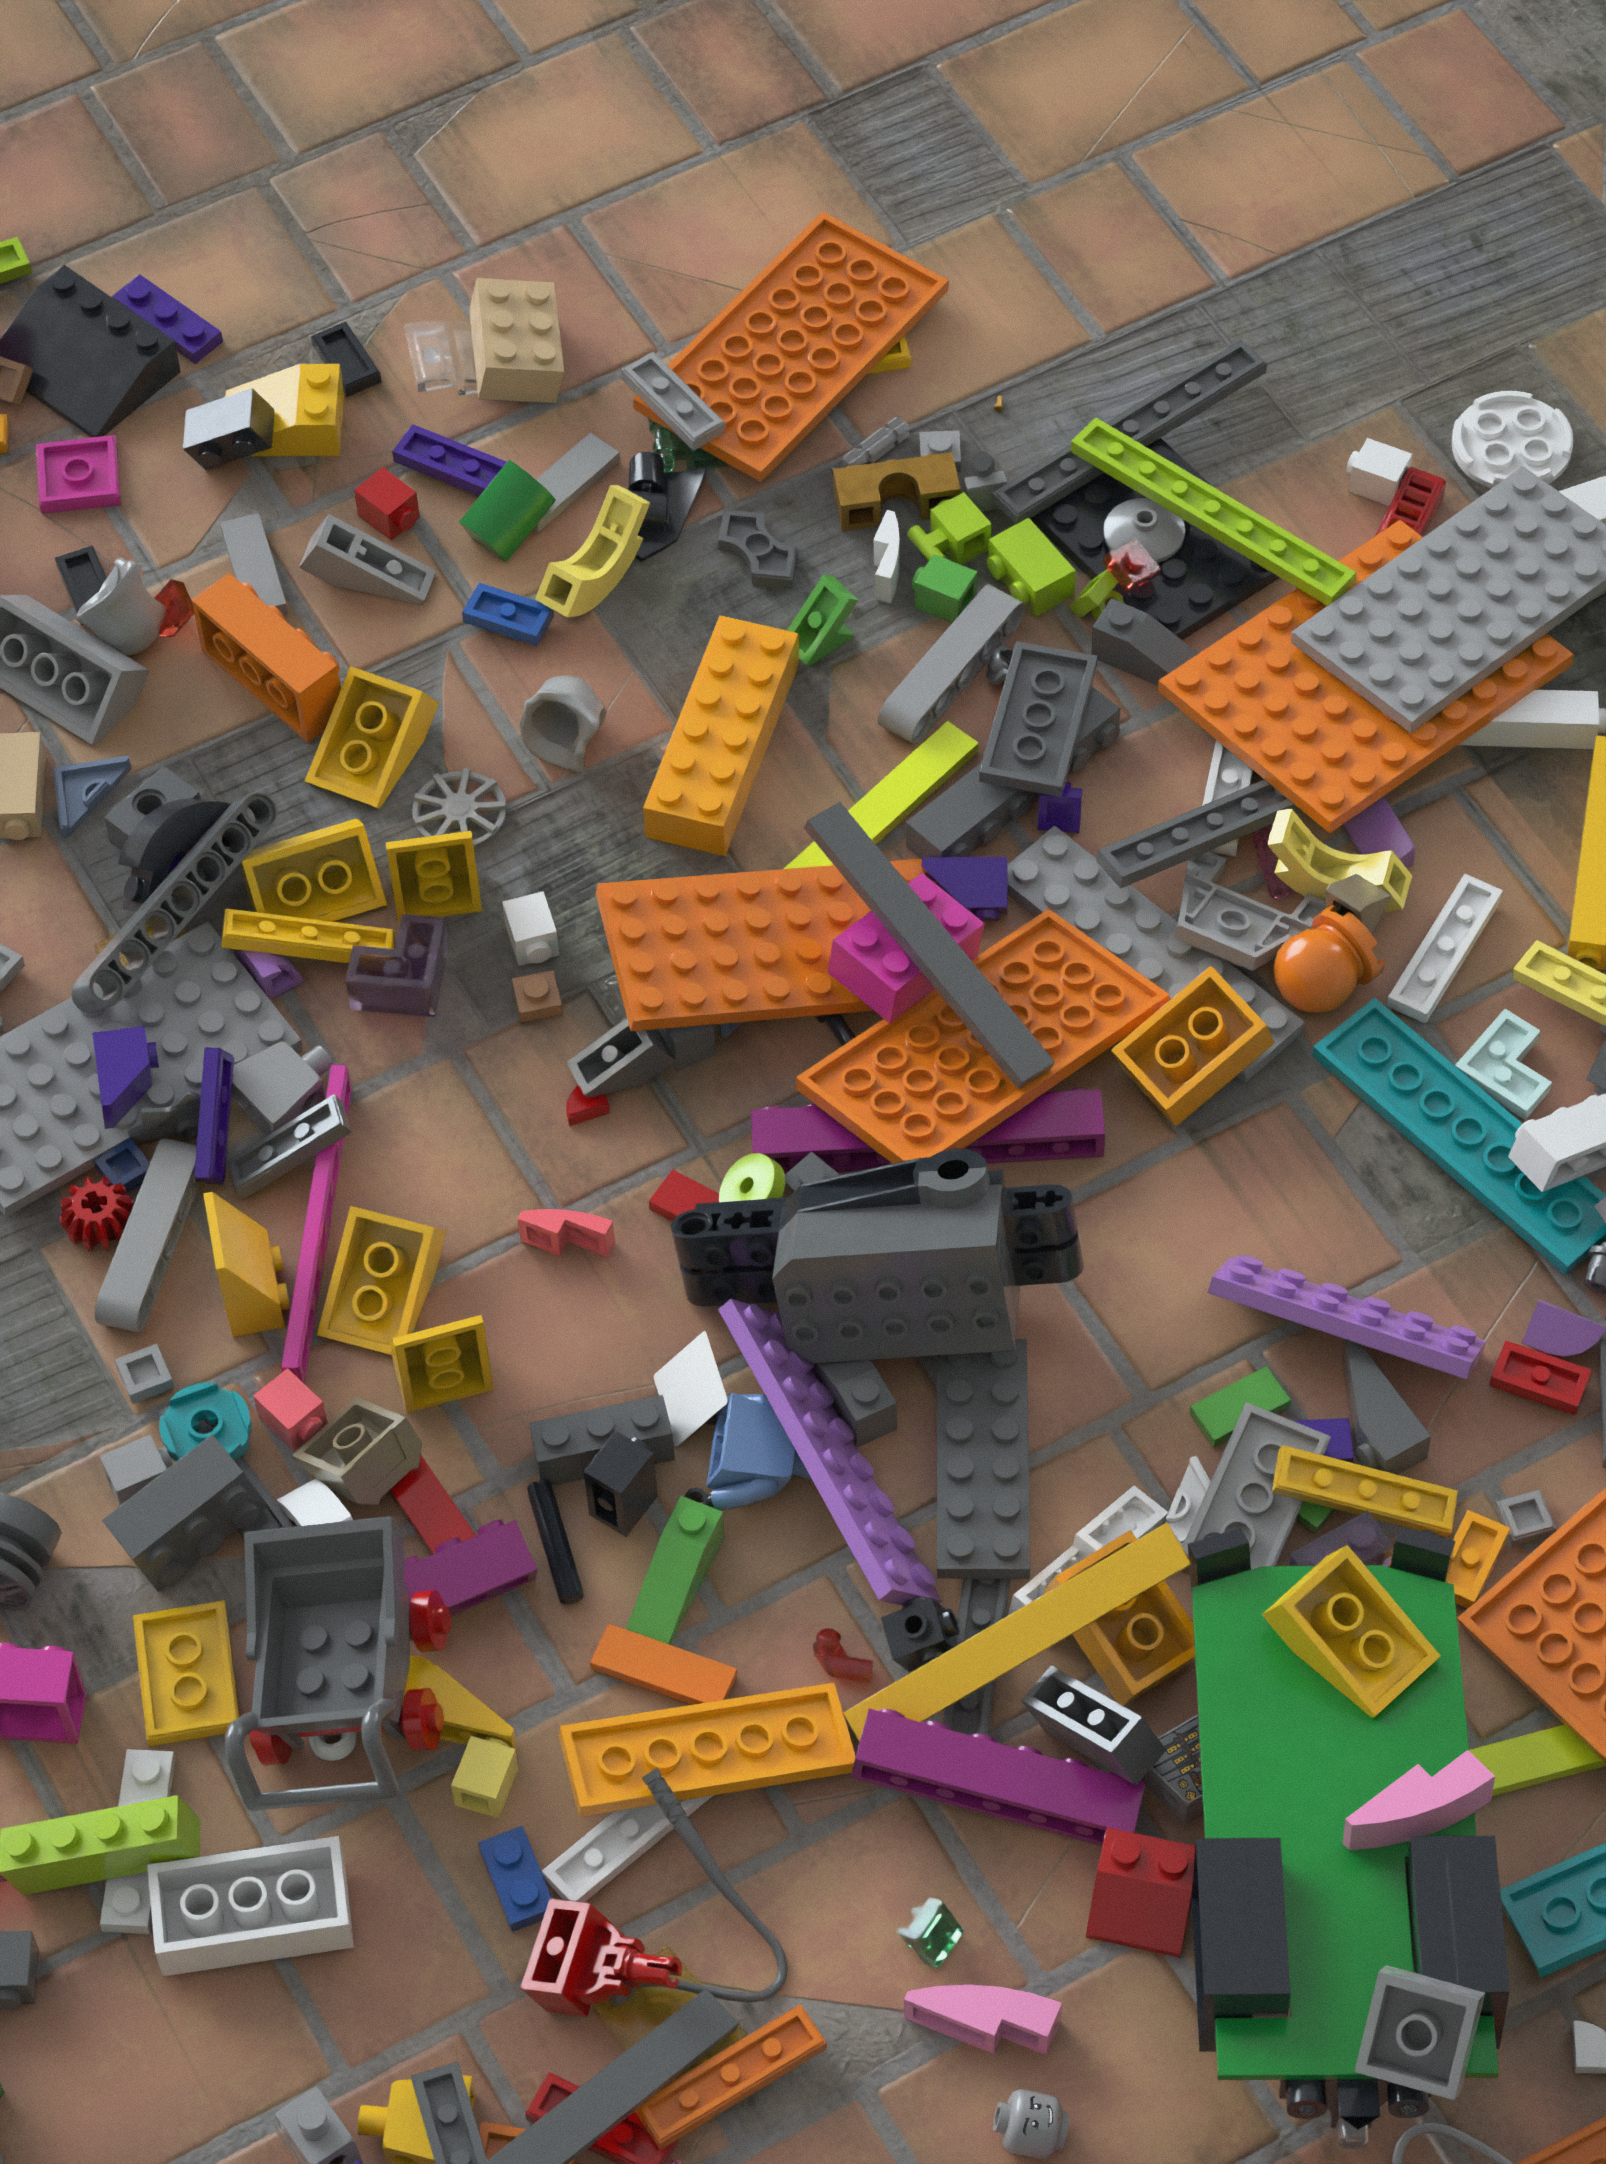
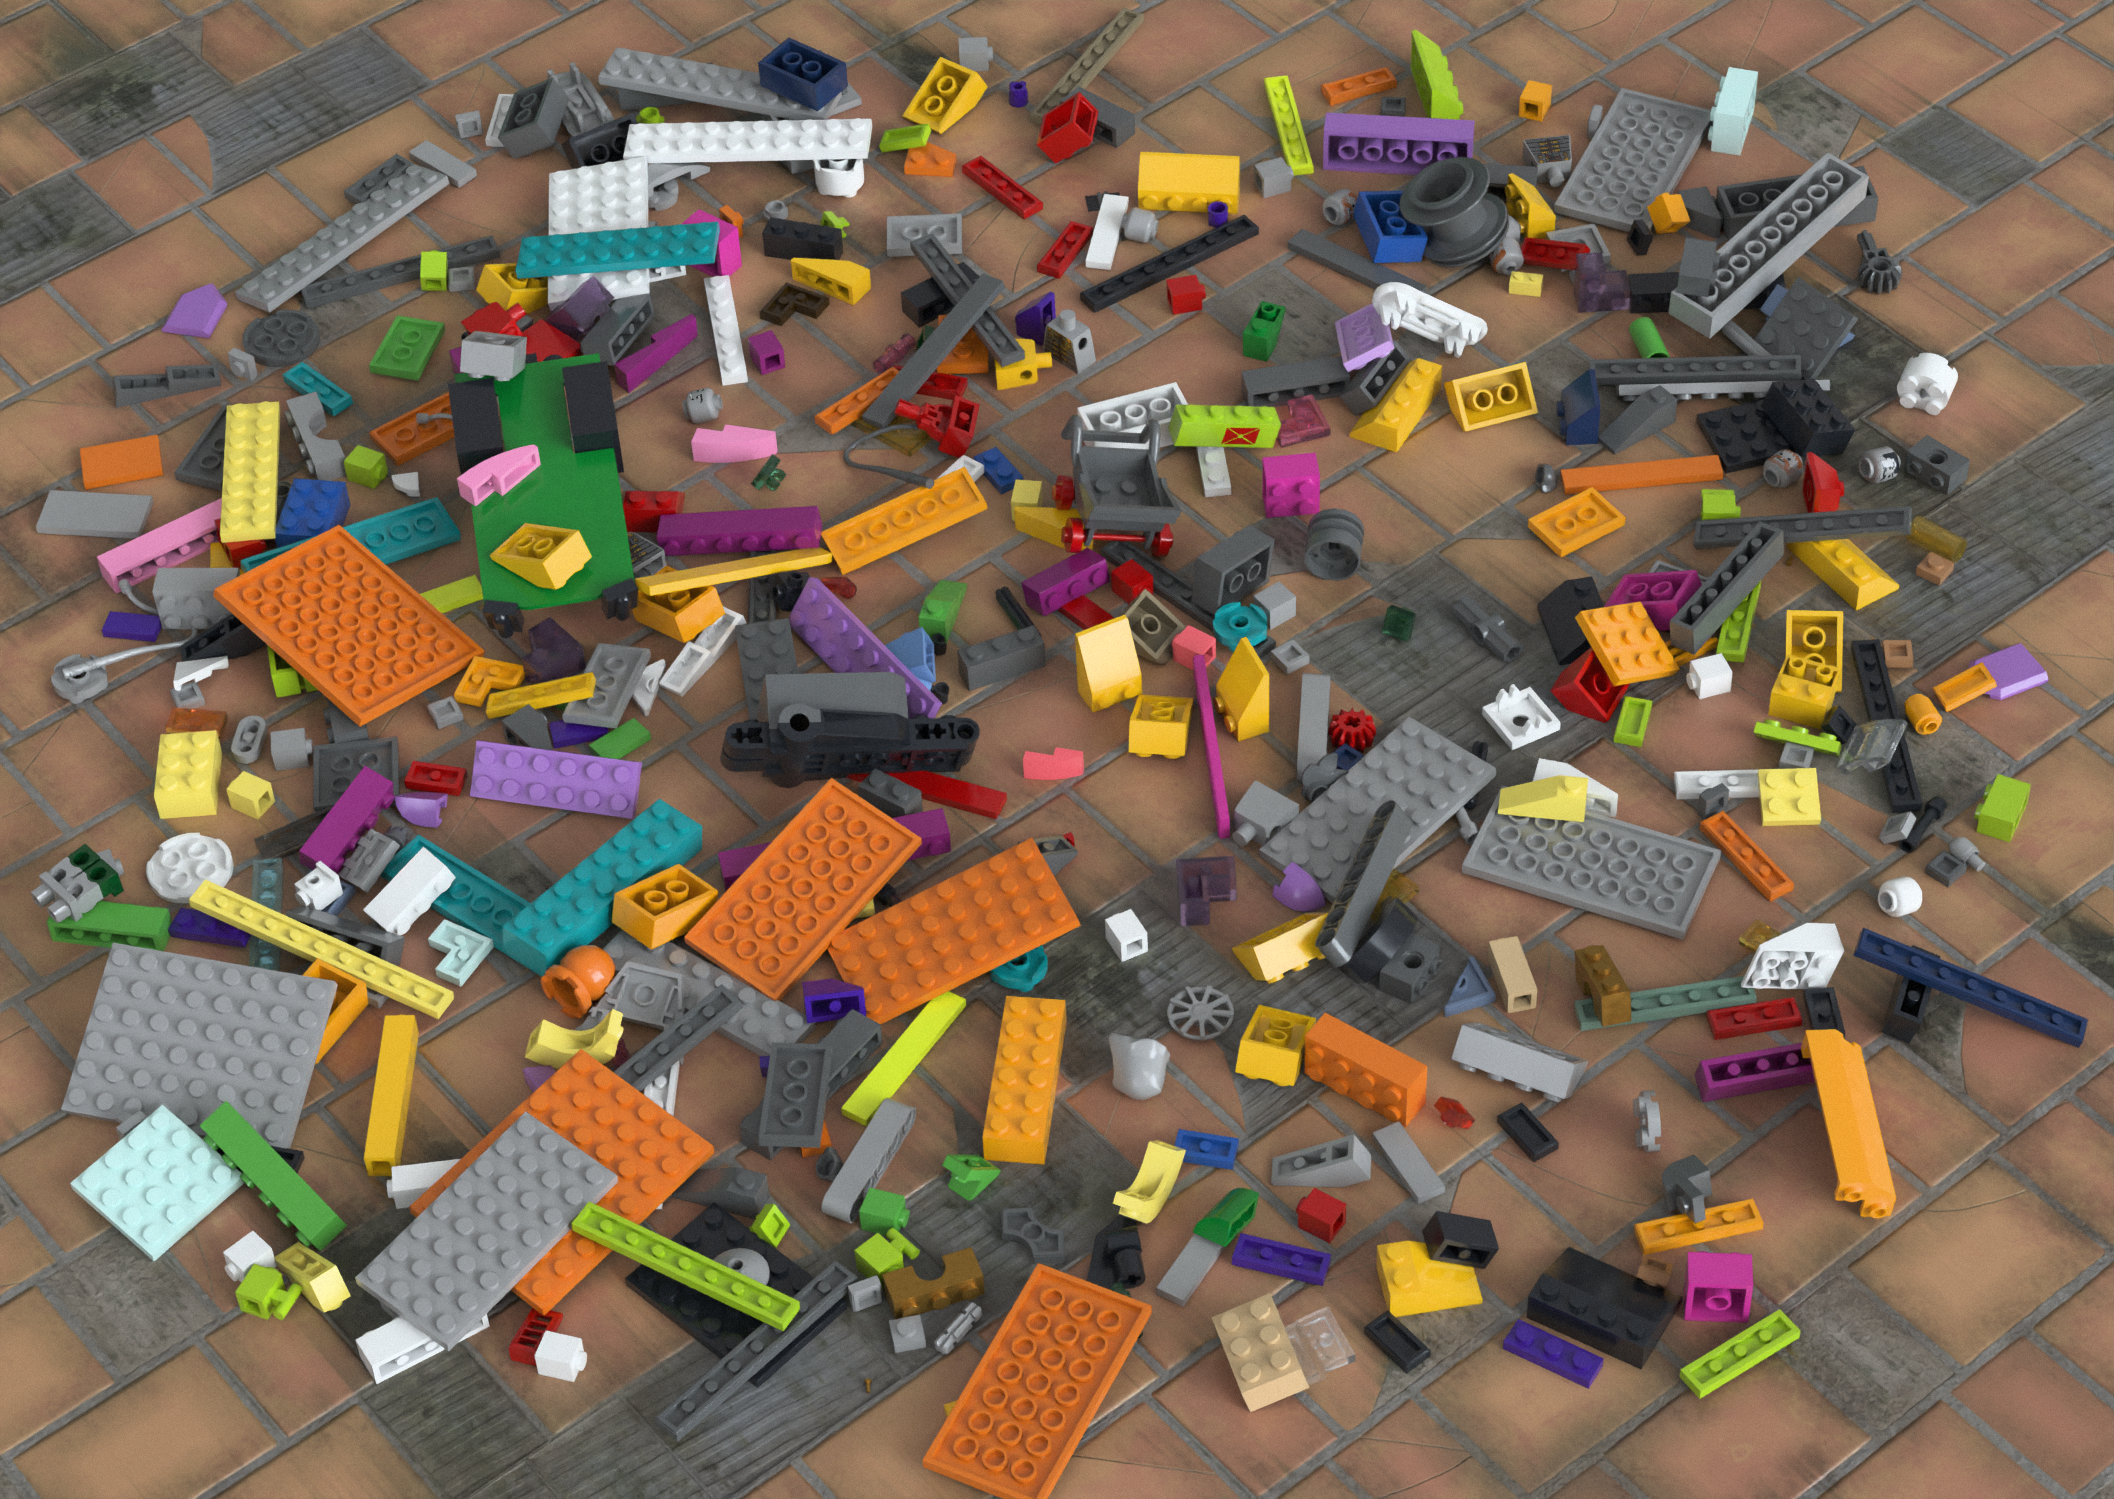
camera: 170 degrees right, 10 degrees down
(78, 474) = (1570, 1215): dark pink tile -> none
(123, 611) = (1489, 1090): light grey piece -> none
(123, 1070) = (1361, 784): dark purple slope -> none
(186, 1672) = (1207, 523): yellow tile -> none
(214, 1116) = (1294, 776): dark purple tile -> none
(289, 1146) = (1241, 773): dark grey tile -> none
(299, 936) = (1273, 899): yellow tile -> none
(313, 1505) = (1162, 590): white slope -> none
(434, 875) = (1198, 934): yellow slope -> none
(537, 996) = (1111, 902): medium nougat plate -> none
(621, 1483) = (982, 620): black brick -> none
(662, 1667) = (940, 568): orange tile -> none
(673, 401) = (1118, 1302): light grey tile -> none
(691, 1388) = (954, 687): white sticker -> none
(752, 1179) = (938, 789): piece -> none
(878, 968) = (862, 921): dark pink brick -> none
(887, 558) = (931, 1231): white slope -> none
(929, 945) = (845, 891): dark grey tile -> none
(982, 464) = (866, 1287): dark grey piece -> none
(1031, 567) = (820, 1237): lime brick -> none
(1093, 1725) = (683, 542): dark grey brick -> none
(1131, 565) = (743, 1231): clear red plate -> none
(1281, 1104) = (583, 900): none -> teal brick
(1359, 898) = (562, 1003): dark tan slope -> none
(1444, 948) = (500, 1018): white plate -> none
(1511, 432) = (457, 1412): white tile -> none

